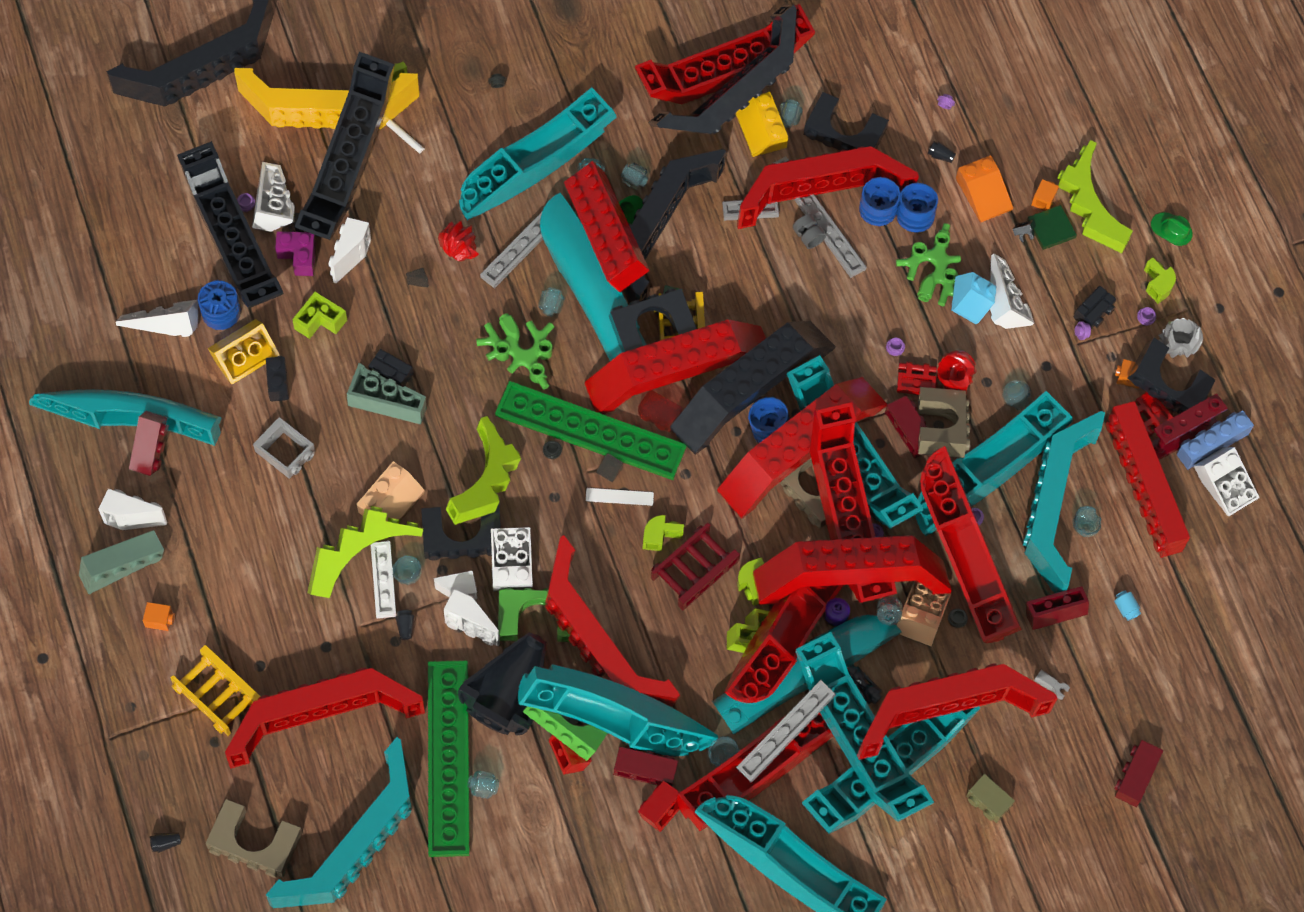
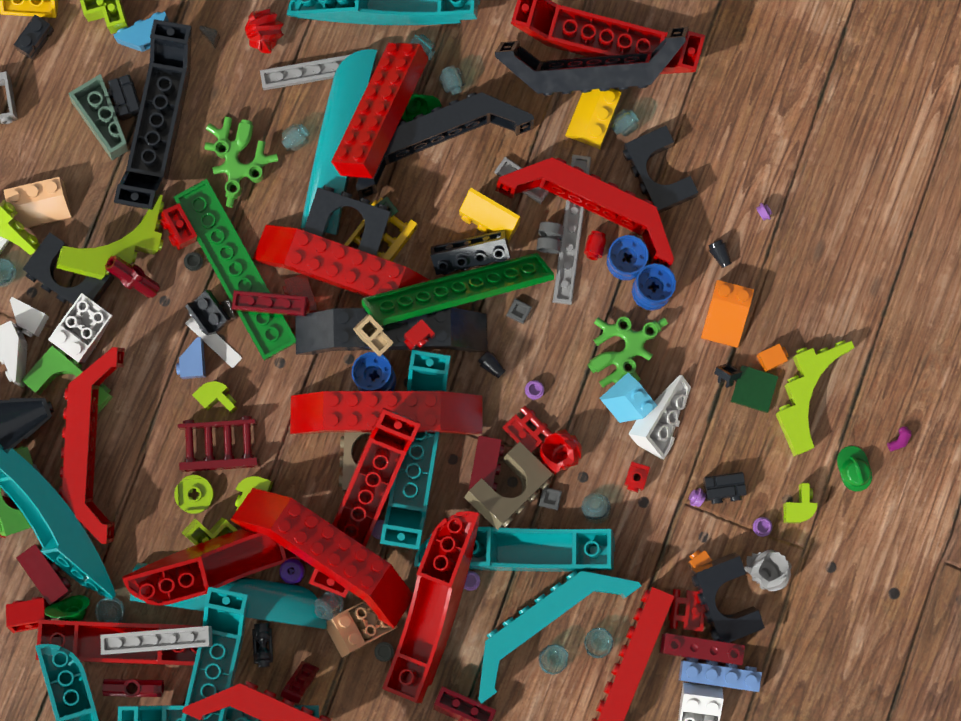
camera: 45 degrees right, 15 degrees up
(362, 315) = (138, 35): none -> dark azure slope
(431, 357) = (158, 116): none -> black slope
(519, 489) = (132, 276): none -> dark red piece
(520, 429) = (178, 226): none -> red brick
(599, 475) = (208, 313): none -> black bracket
(620, 520) = (192, 361): none -> medium blue slope
(643, 429) = (270, 303): none -> dark red tile
(690, 773) = (69, 609): none -> green piece
(708, 628) = (186, 486): none -> lime plate
(751, 247) = (488, 214): none -> yellow slope
(751, 377) = (372, 334): none -> tan brick
(761, 282) = (470, 252): none -> black brick
(779, 308) = (457, 289): none -> green plate
(785, 353) = (418, 335): none -> red brick
(801, 788) = (120, 688): none -> dark red piece
(832, 301) = (519, 311): none -> dark grey tile
(846, 213) = (595, 245): none -> red brick
(847, 352) = (491, 364): none -> black cone
(919, 676) = (300, 682): none -> dark red tile
(978, 414) = (550, 498): none -> dark grey tile
(1024, 355) = (636, 468): none -> red brick
(1108, 484) = (599, 642): none -> clear light blue hair
(1185, 178) = (902, 441): none -> magenta arm

